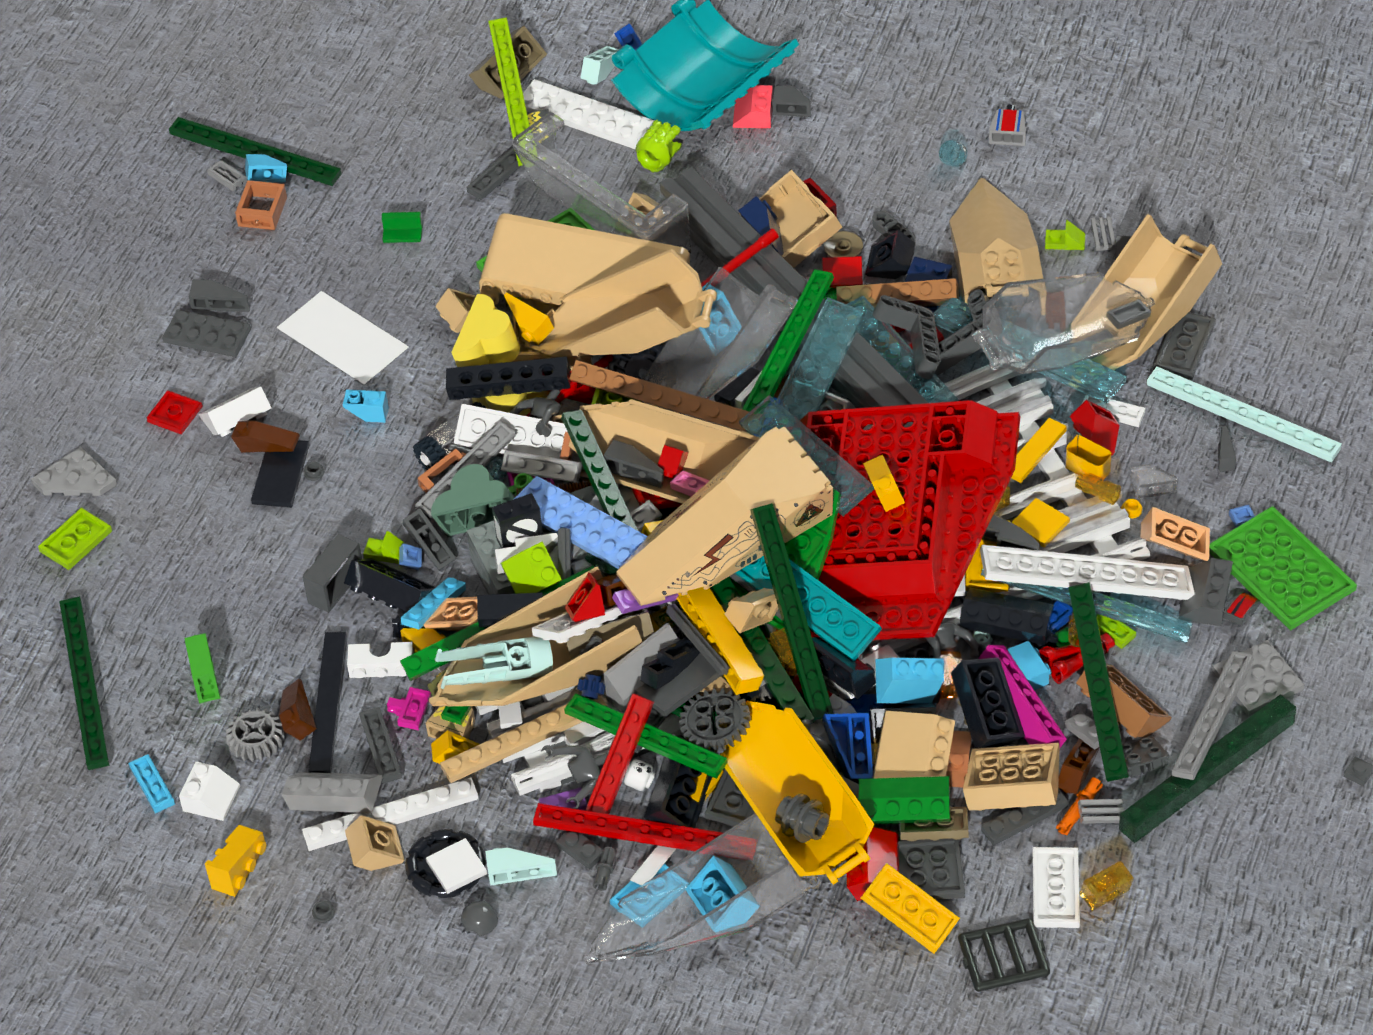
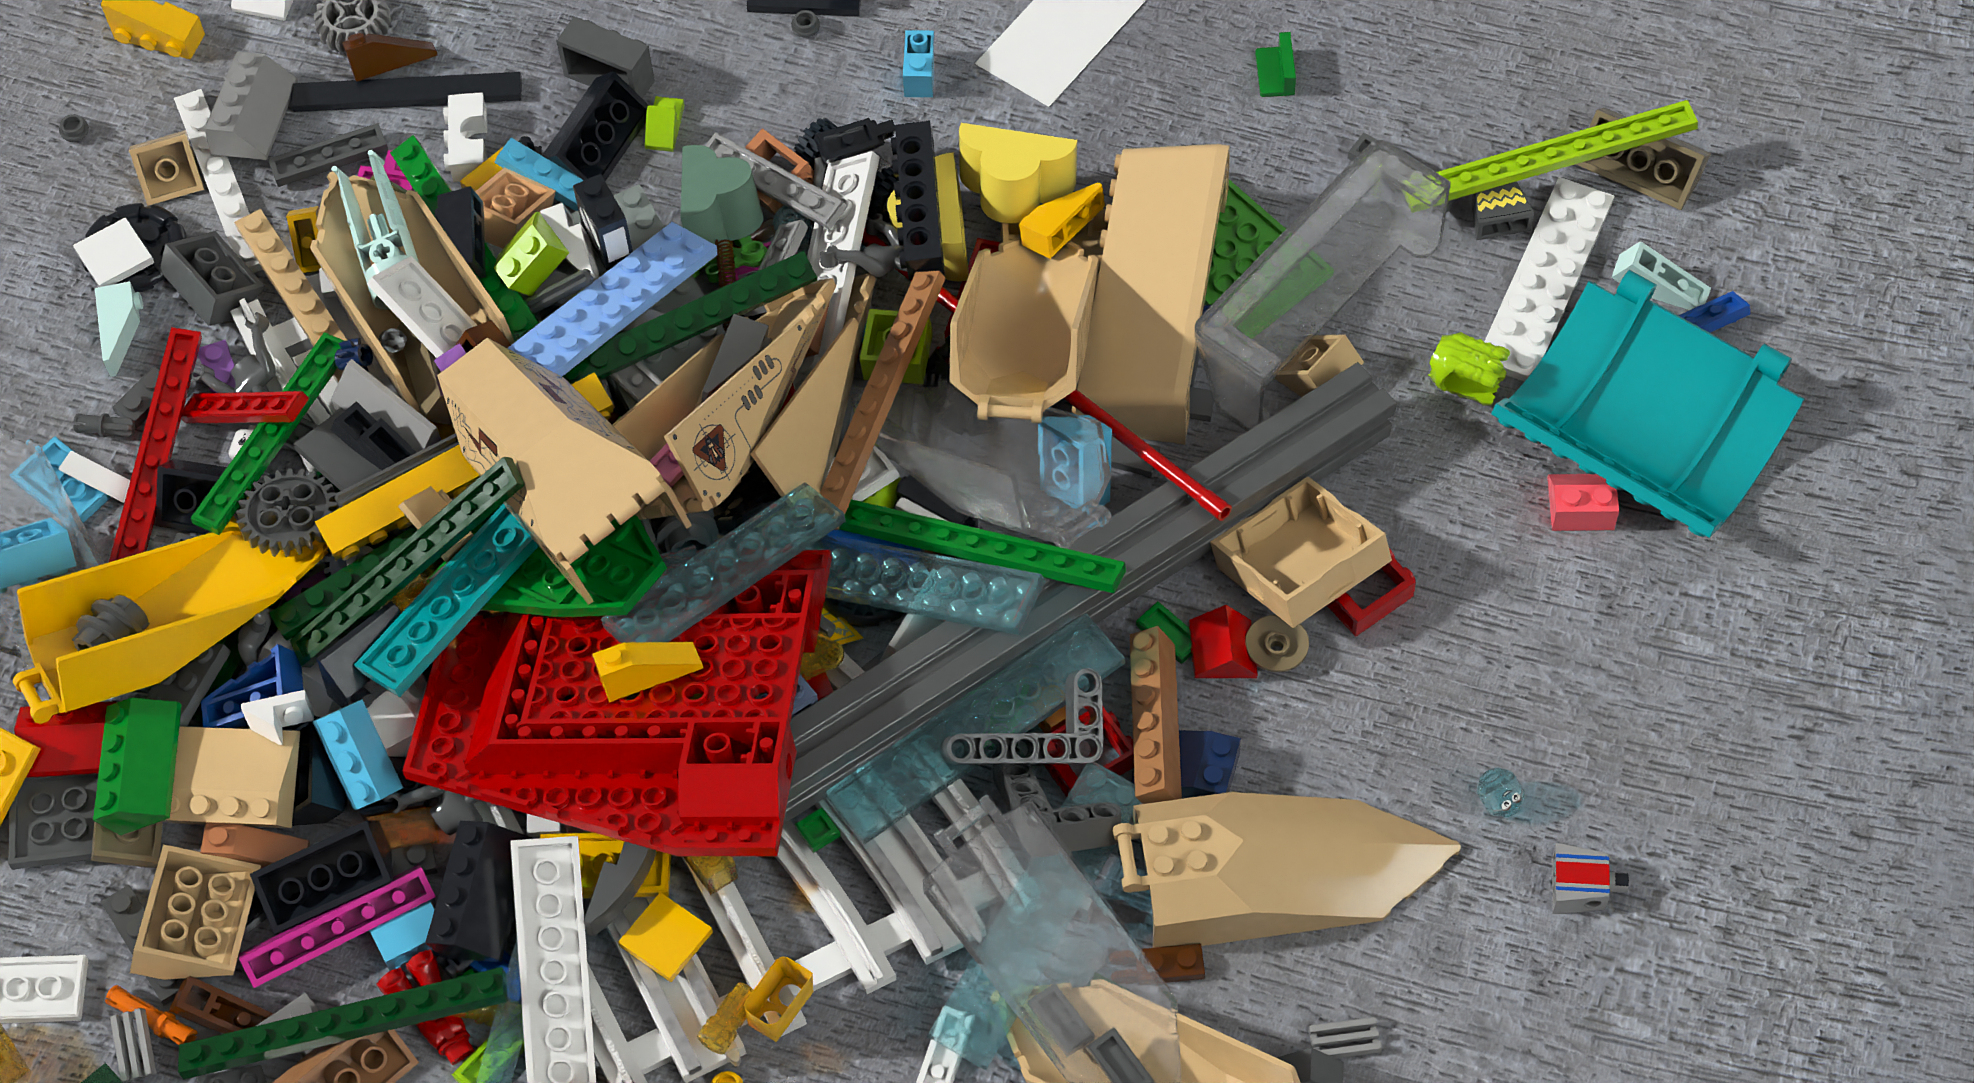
camera: 85 degrees right, 10 degrees up
(410, 556) = (645, 148): medium blue plate -> none
(428, 539) = (666, 168): dark grey slope -> none
(439, 425) = (853, 139): none -> black hinge
(455, 308) = (1098, 153): tan slope -> none
(479, 918) = (44, 294): dark grey hair -> none
(486, 806) = (209, 276): none -> dark grey slope
(586, 601) = (447, 316): red slope -> none
(762, 219) = (1278, 520): dark blue slope -> none
(790, 102) = (1604, 545): dark grey slope -> none
(879, 718) = (272, 713): none -> white slope
(887, 222) = (1326, 704): dark grey beam -> none
(890, 256) = (1257, 713): black slope -> none
(1037, 448) = (817, 926): yellow tile -> none
(1067, 239) = (1326, 979): lime slope -> none
(1096, 424) = (874, 1023): red slope -> none

